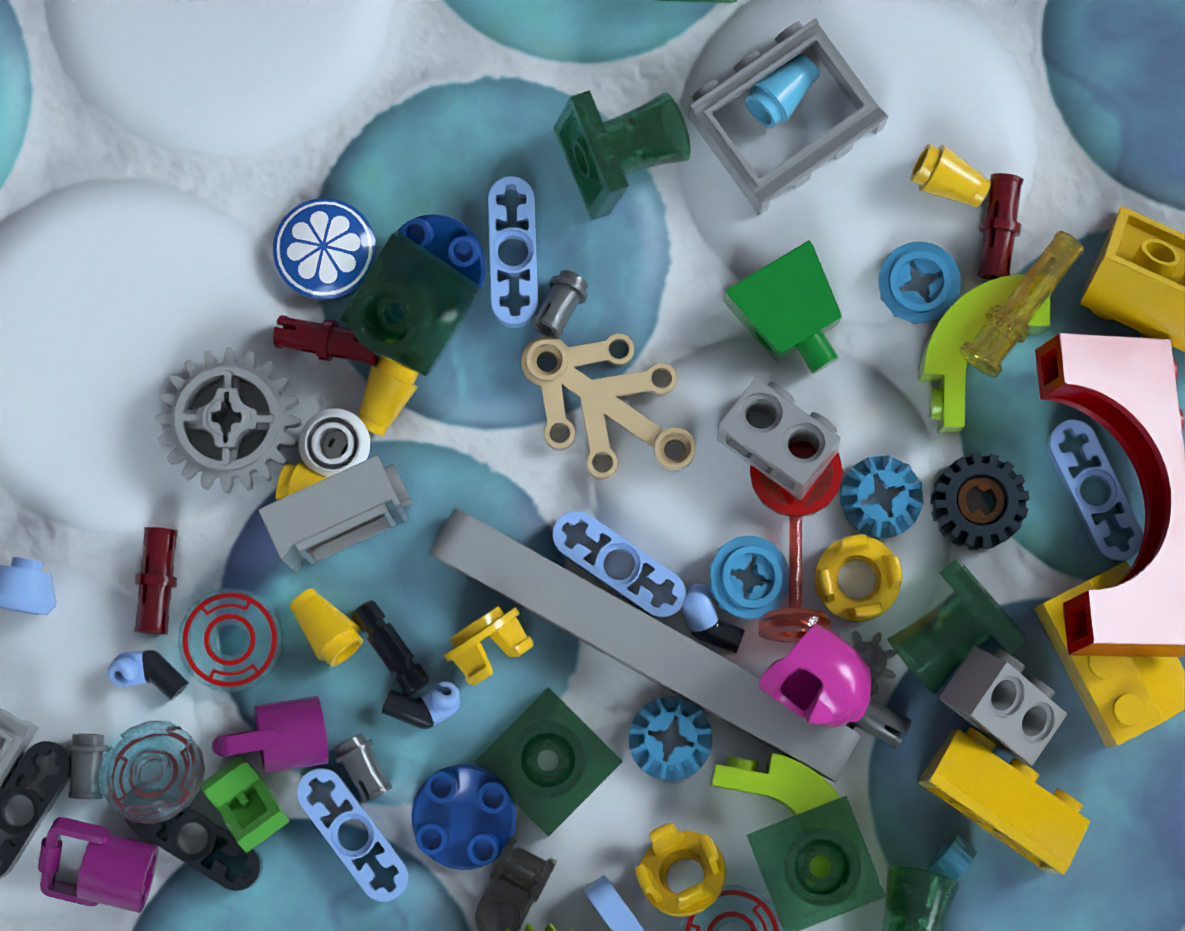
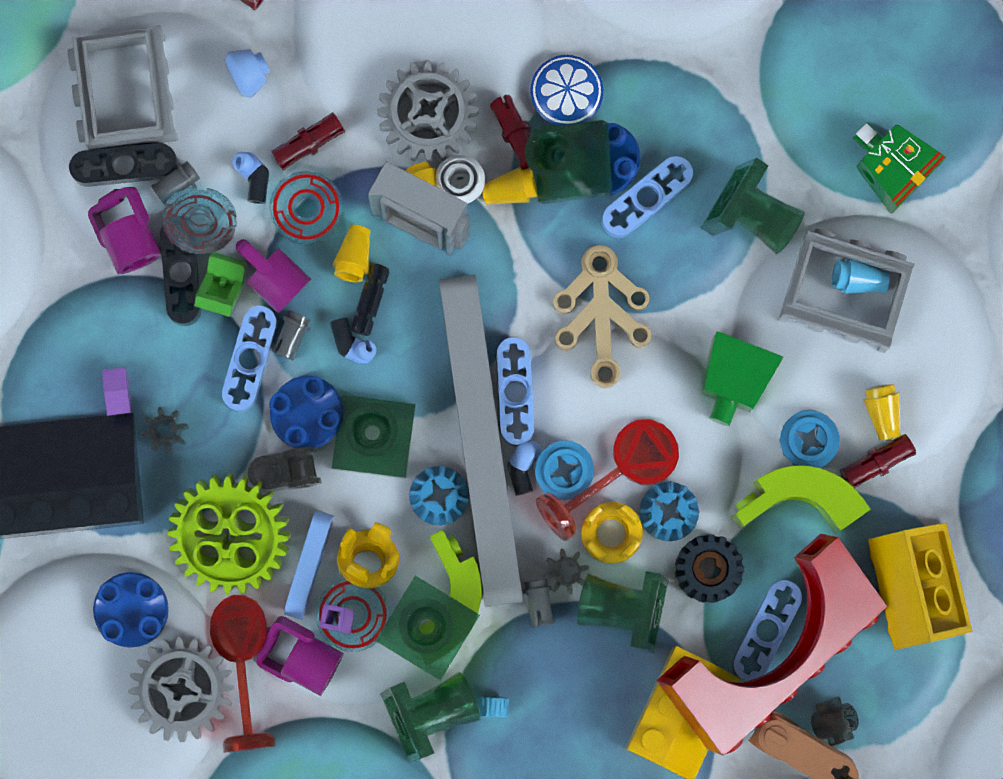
camera: 50 degrees right, 0 degrees up
(469, 652) = (400, 342): yellow piece -> none
(565, 294) = (638, 245): dark grey pin -> none
(769, 447) = (647, 424): light grey brick -> none
(821, 680) = (534, 550): dark pink piece -> none
(1004, 704) = (601, 675): light grey brick -> none
(1006, 800) = (549, 710): yellow slope -> none
(1009, 322) = (822, 505): clear yellow pin -> none

